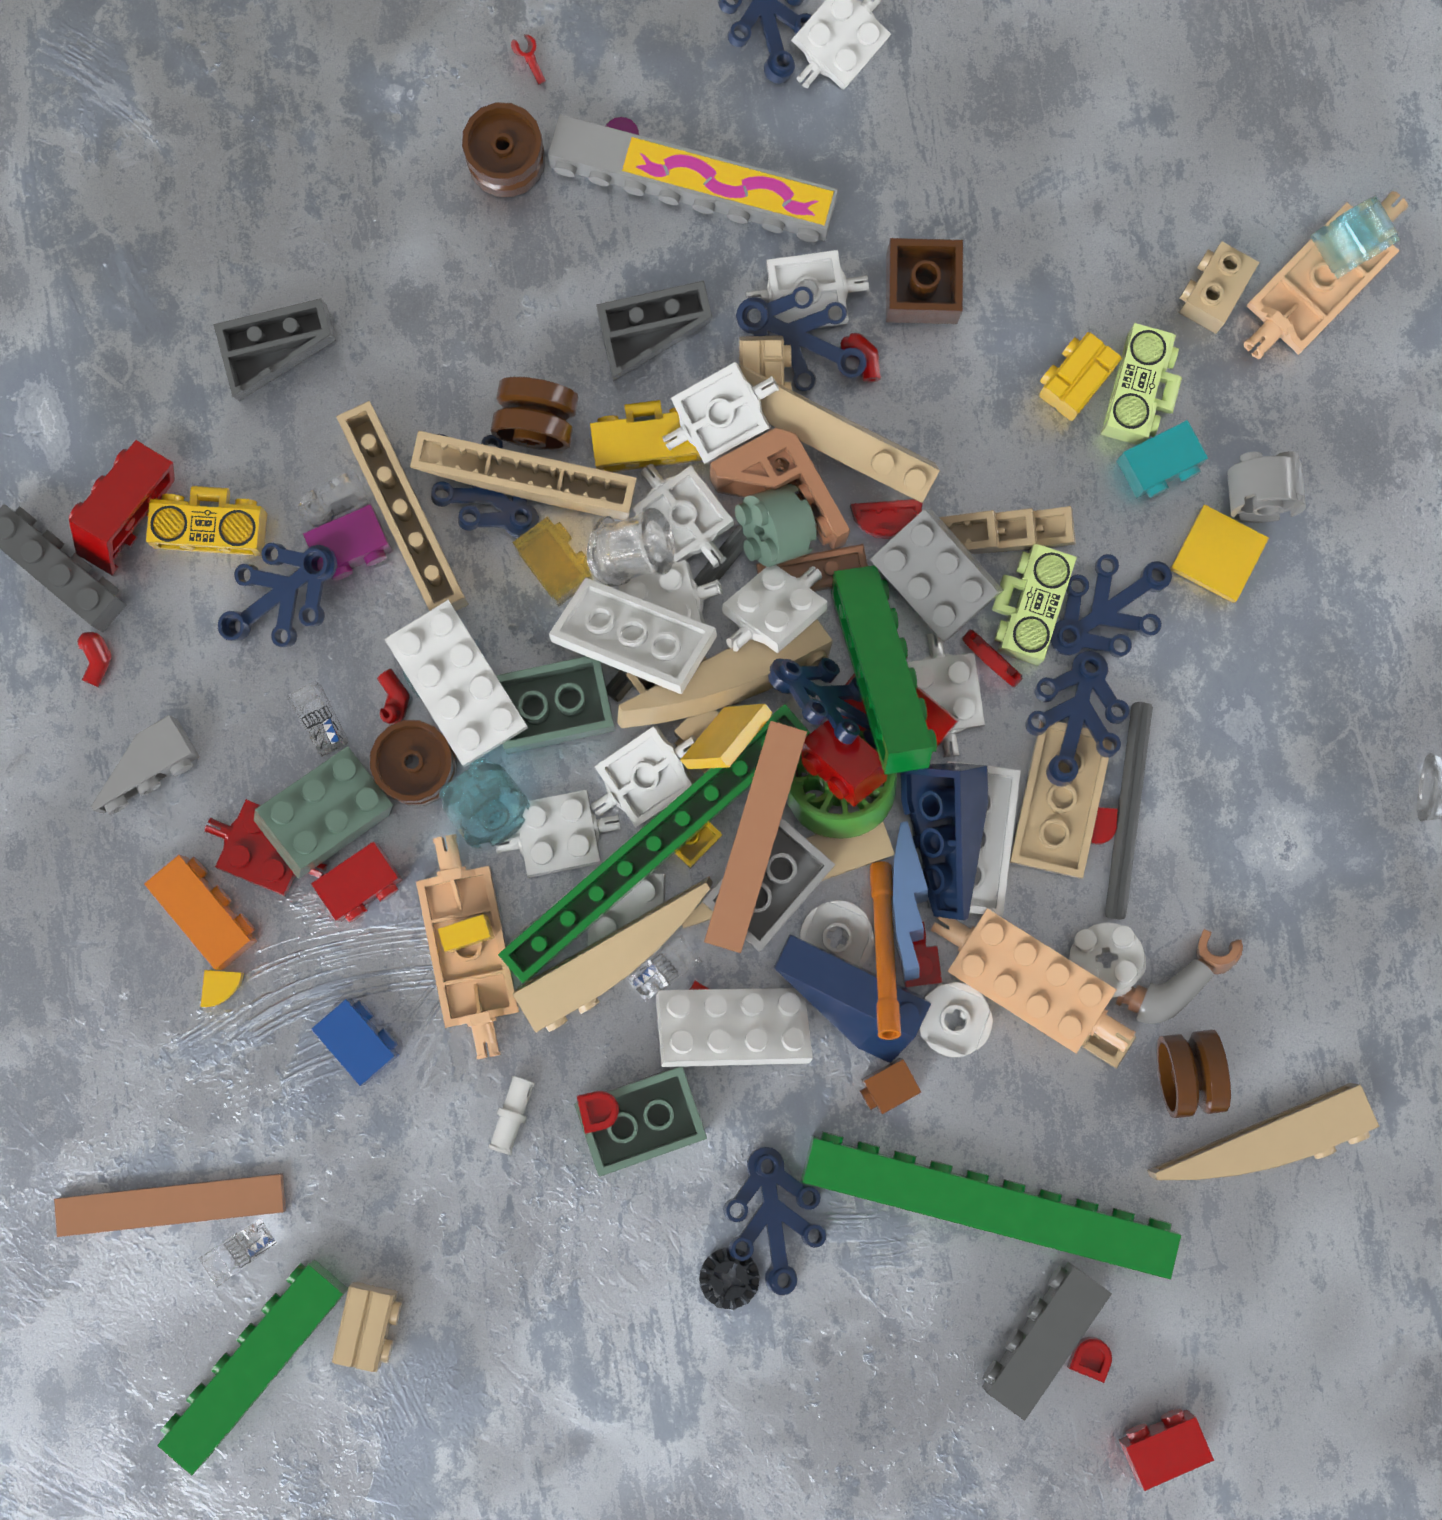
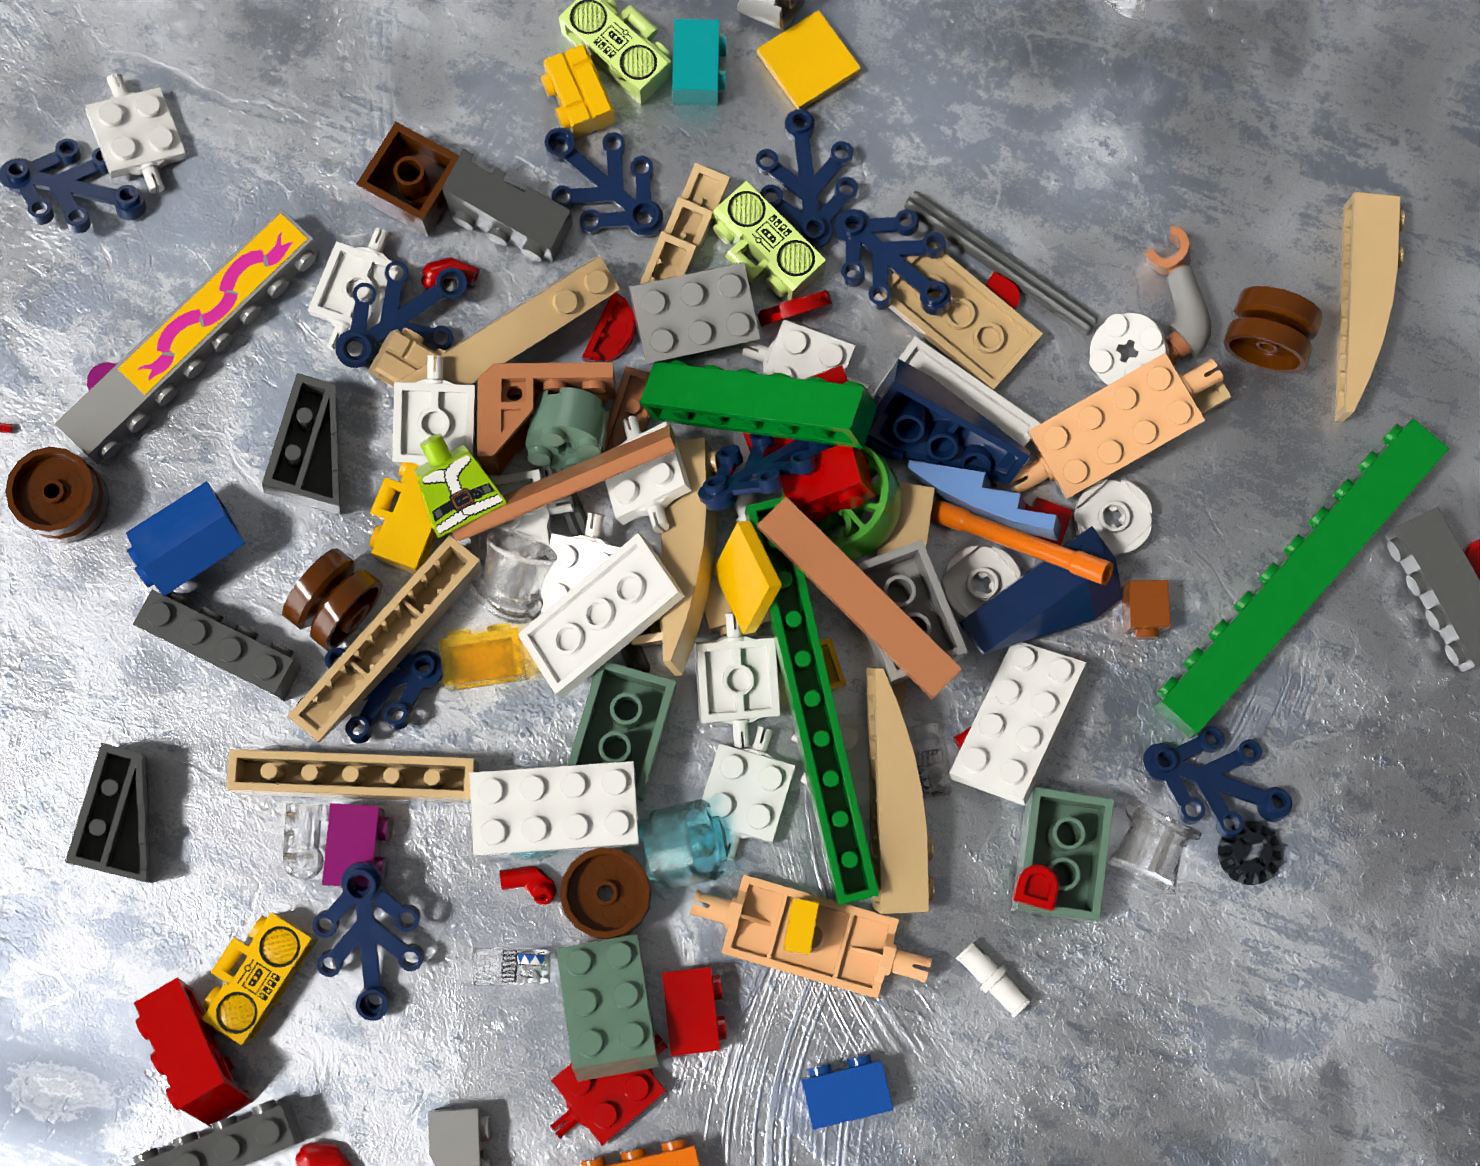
camera: 60 degrees left, 5 degrees down
(451, 345) = (218, 645): none -> dark grey brick
(520, 269) = (183, 539): none -> blue brick
(676, 459) = (454, 486): none -> torso
(686, 1192) = (1152, 847): none -> clear hat
(728, 546) = (574, 480): none -> nougat tile
(940, 372) = (505, 210): none -> dark grey wedge
(1010, 447) = (607, 188): none -> dark blue plant

